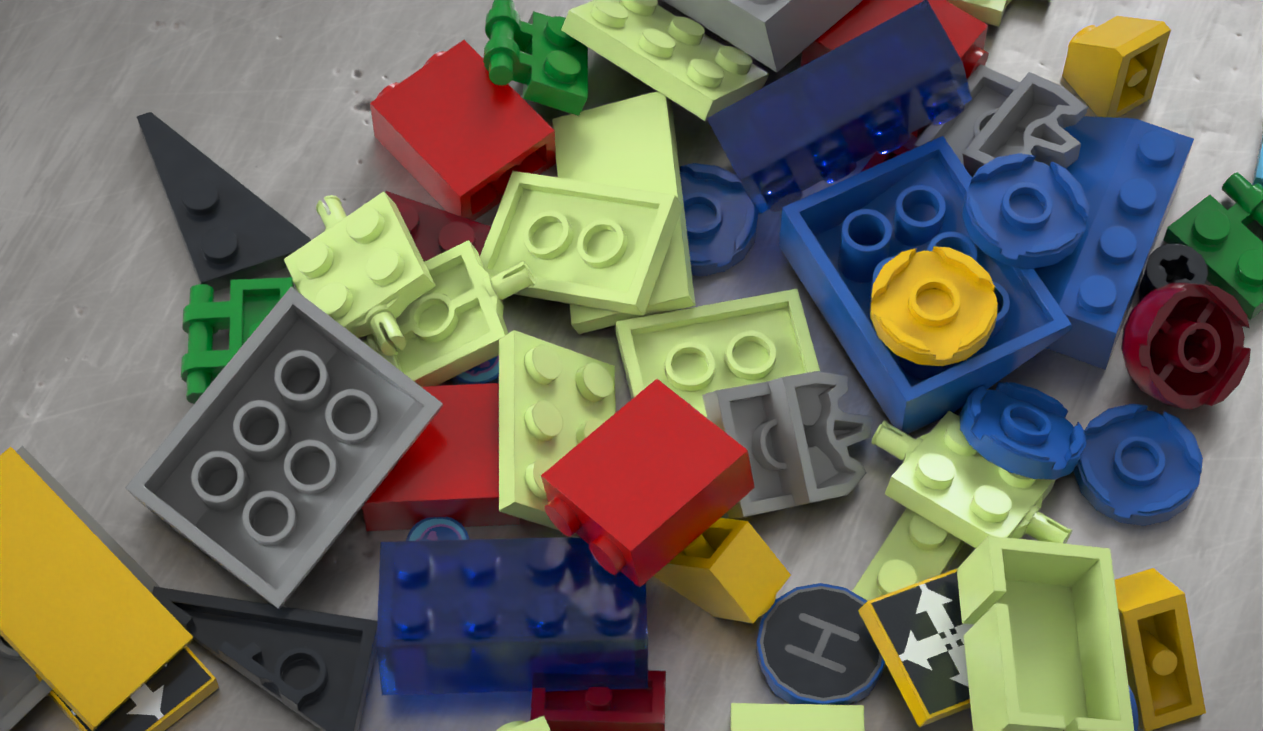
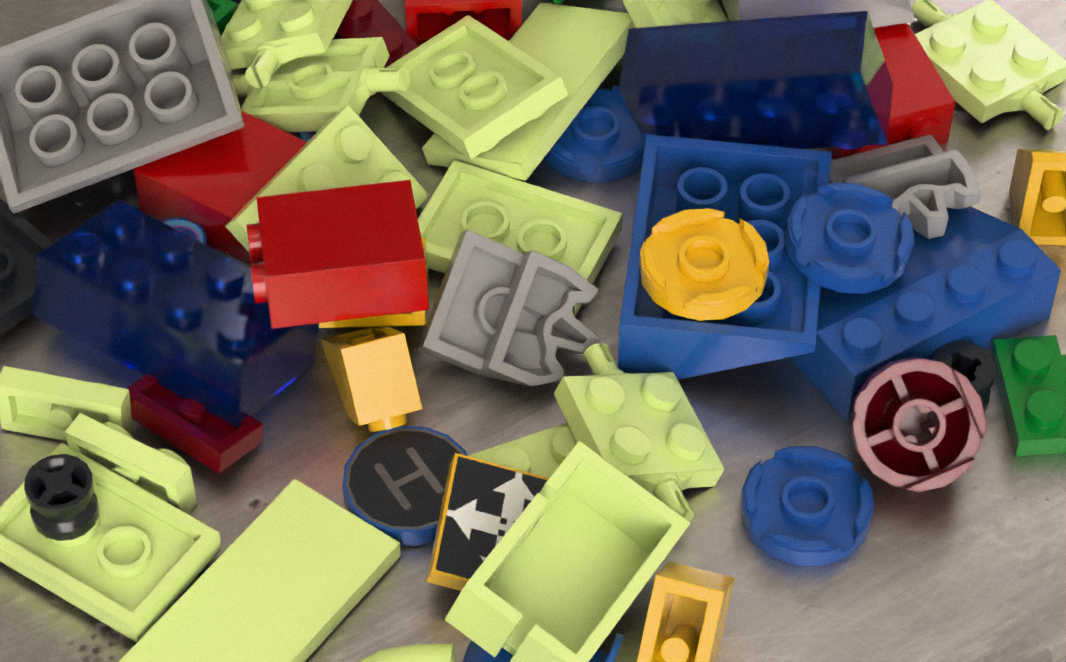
camera: 35 degrees right, 10 degrees down
(1022, 431) = (716, 415): blue tile -> none

